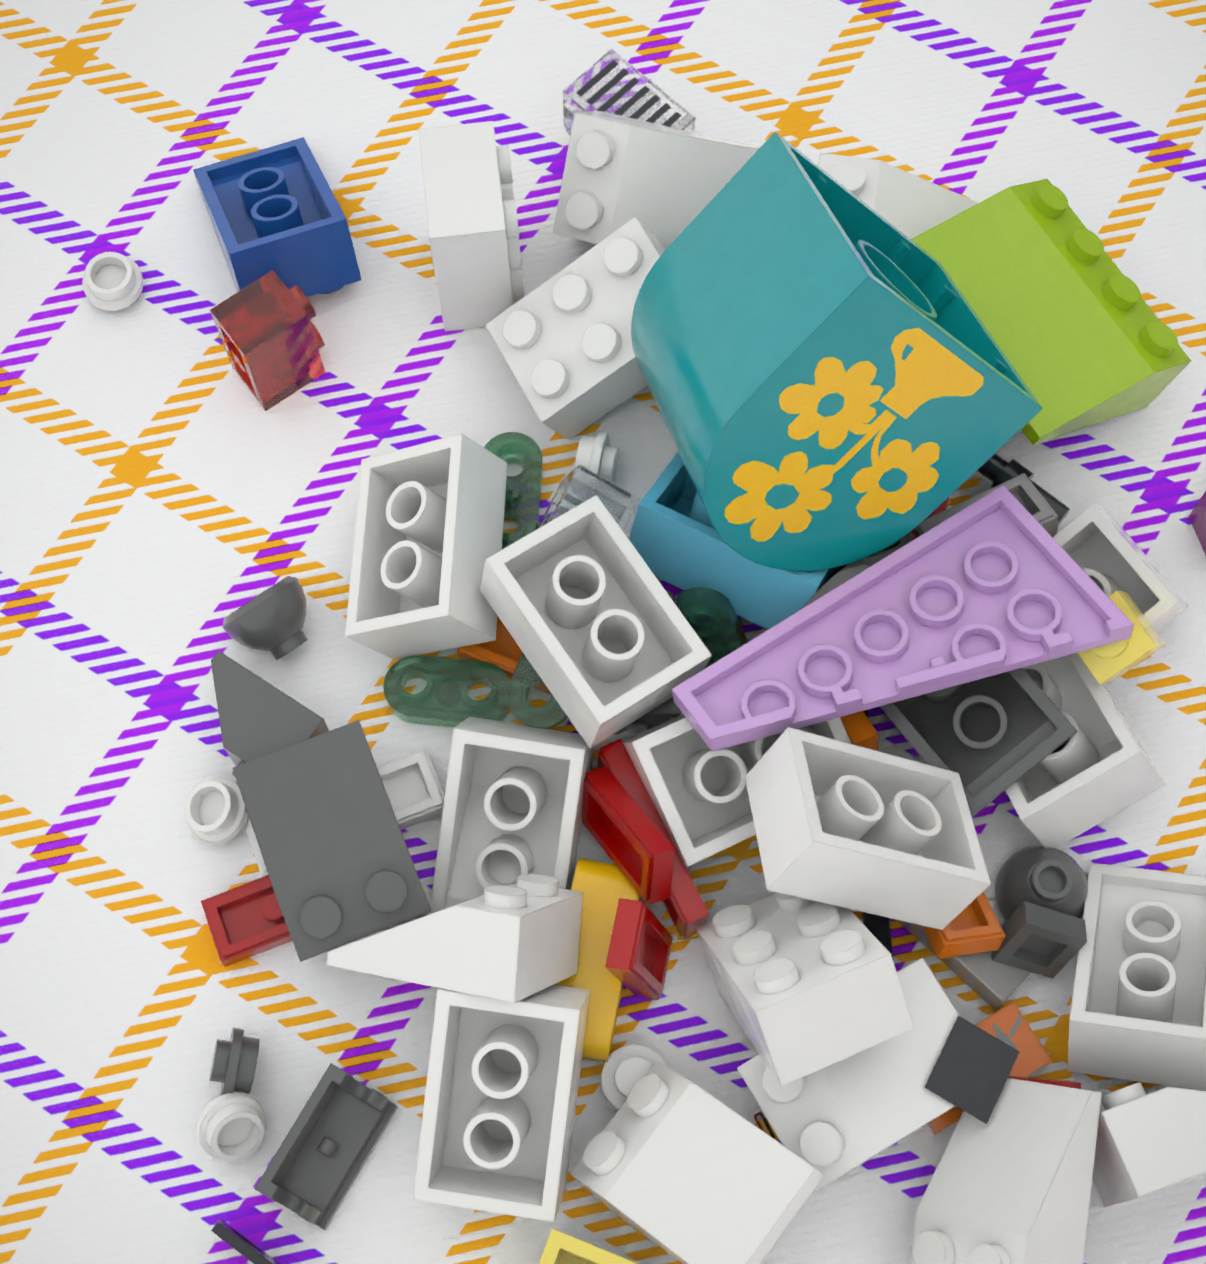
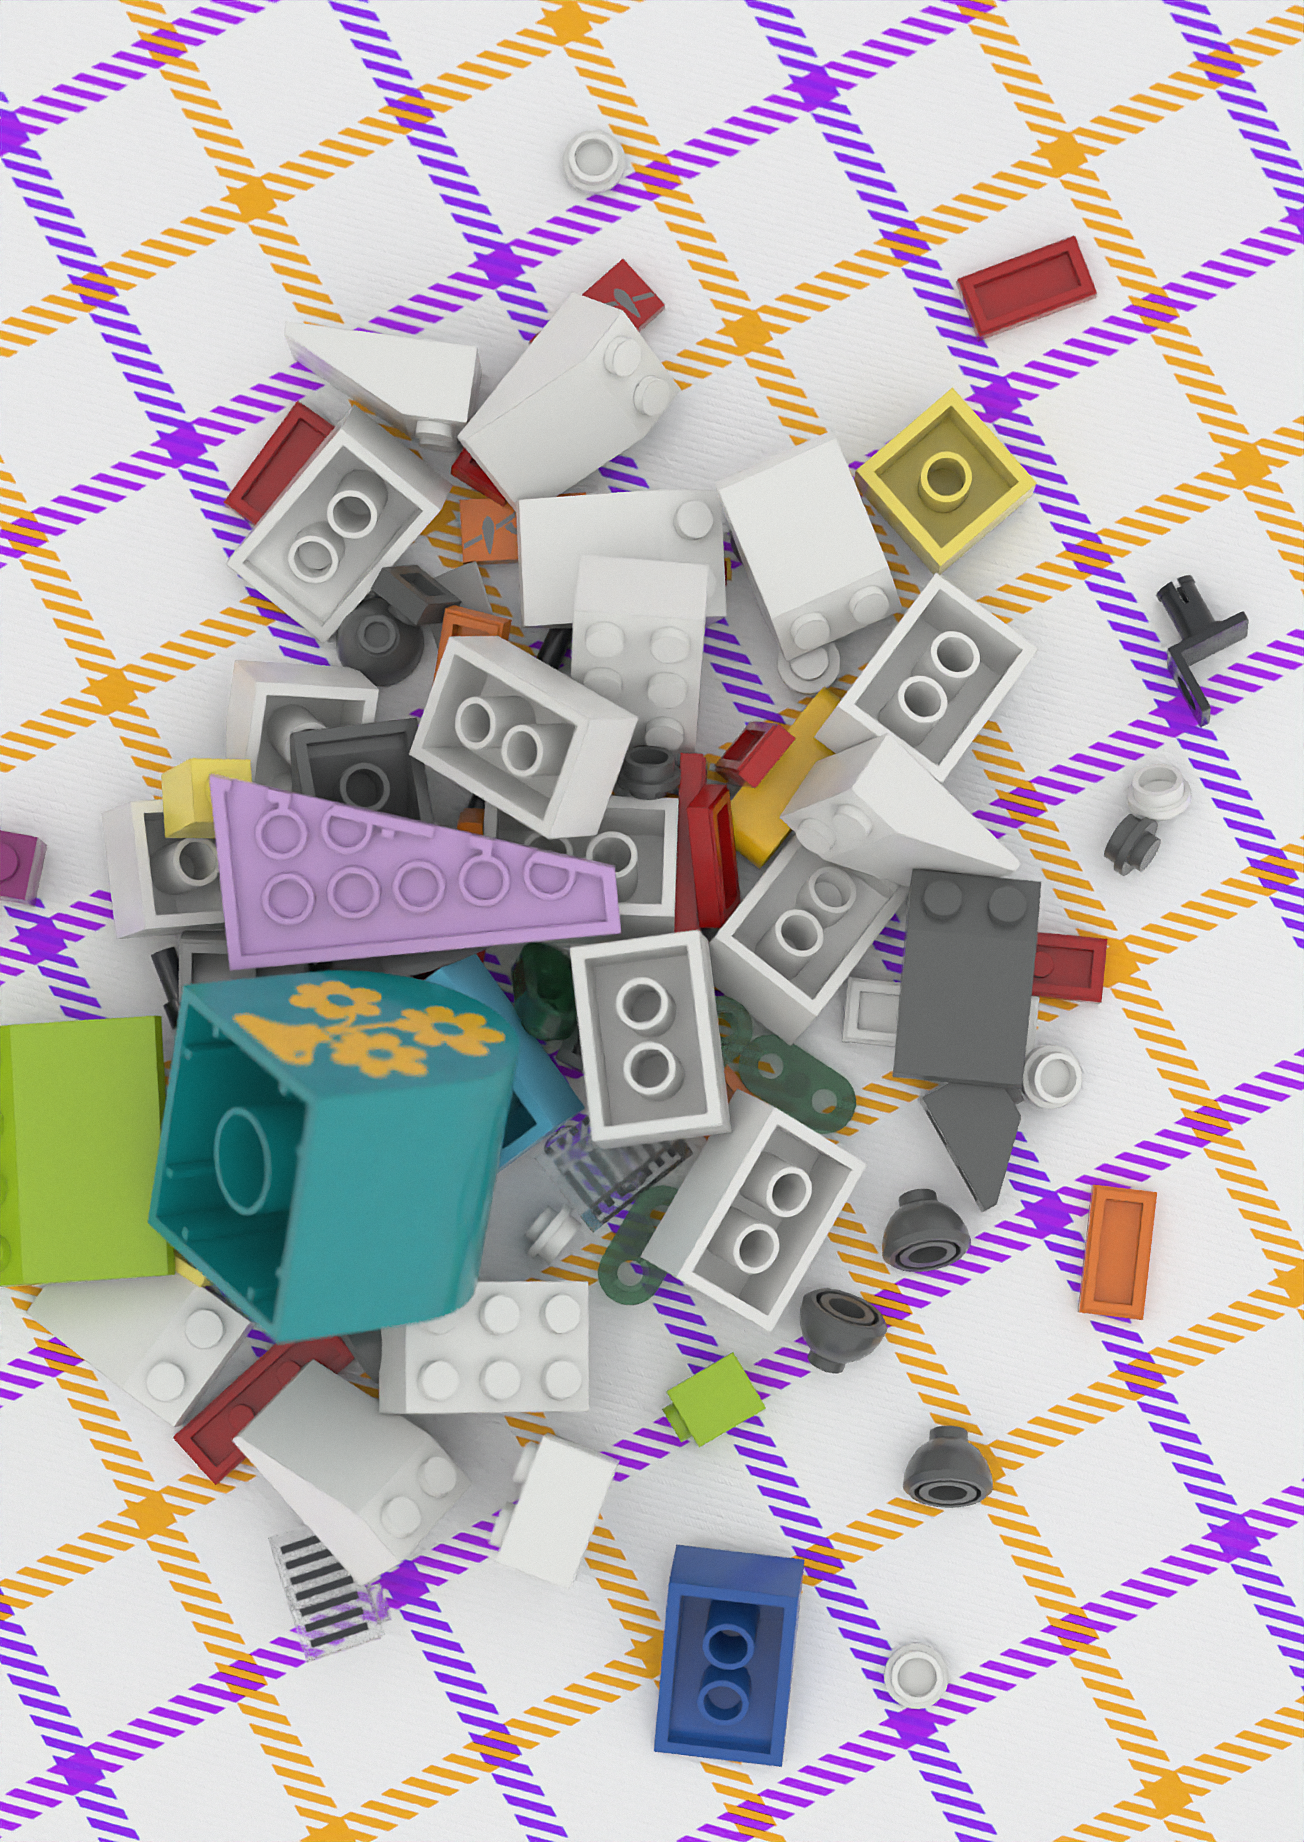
camera: 150 degrees left, 15 degrees up
(89, 693) = (1117, 1252): none -> orange tile
(157, 441) = (948, 1471): none -> dark grey brick
(270, 338) = (796, 1504): clear red brick -> none
(306, 508) = (839, 1328): none -> dark grey brick
(327, 1147) = (1087, 736): dark grey hinge -> none
(385, 398) = (712, 1401): none -> lime brick
(728, 876) = (649, 772): none -> dark grey plate
(972, 1069) = (538, 516): black sticker -> none

